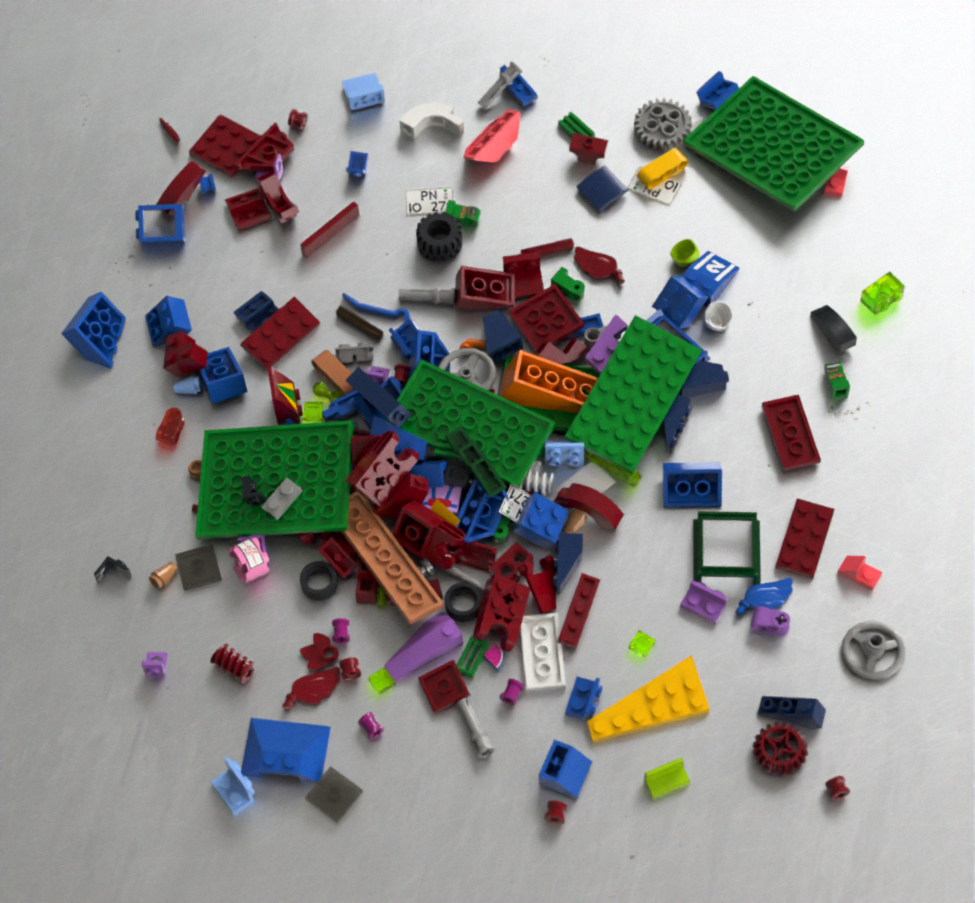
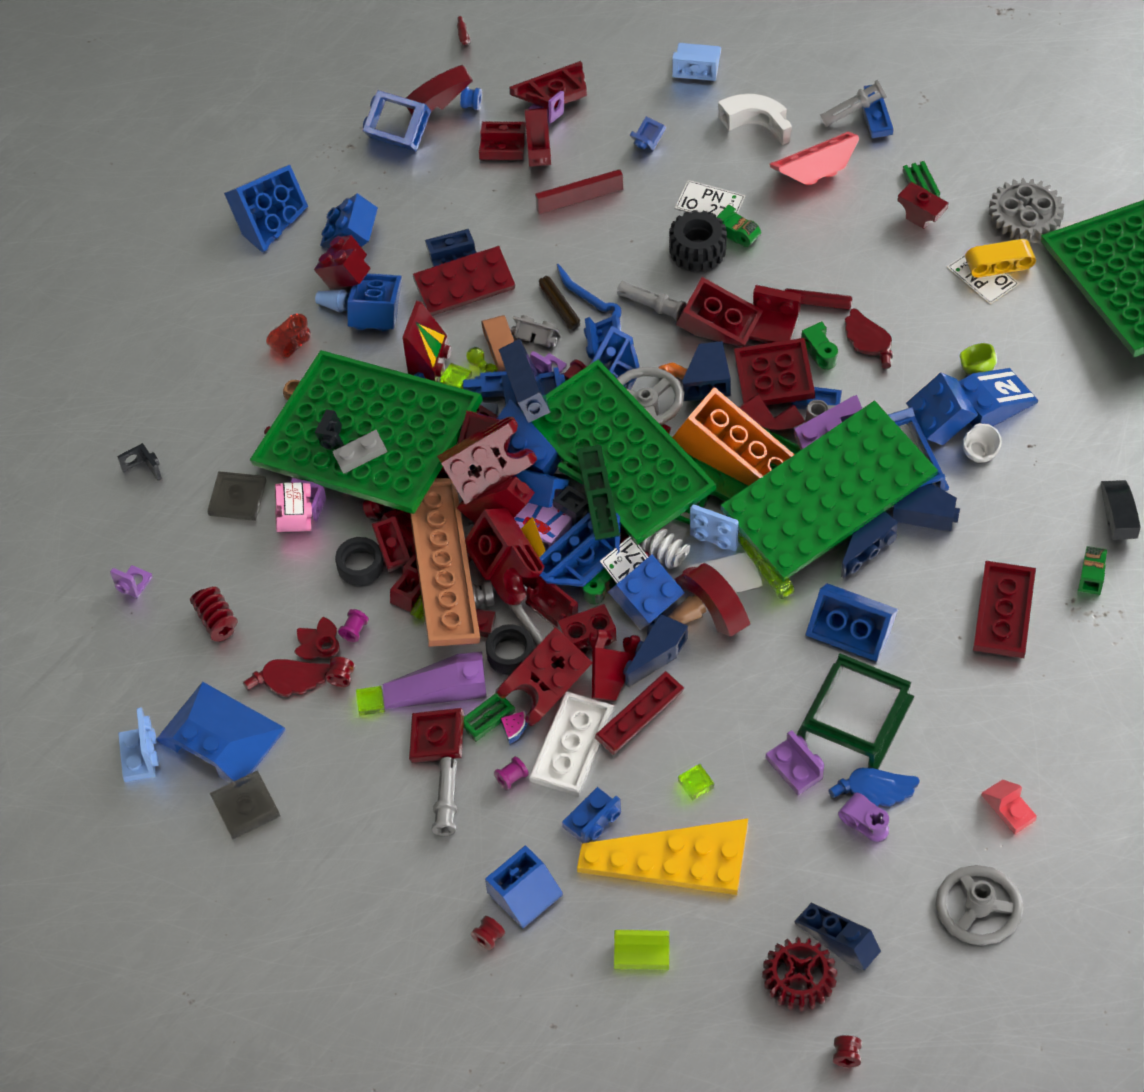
camera: 25 degrees right, 5 degrees down
(161, 576) = (193, 488): medium nougat cone -> none
(223, 145) = (511, 64): dark red plate -> none
(297, 119) = (607, 65): dark red wheel -> none
(371, 725) = (329, 746): magenta bush -> none
(602, 188) = (917, 255): dark blue slope -> none
(716, 91) = (1109, 194): blue bracket -> none
(804, 538) = (959, 738): dark red plate -> none

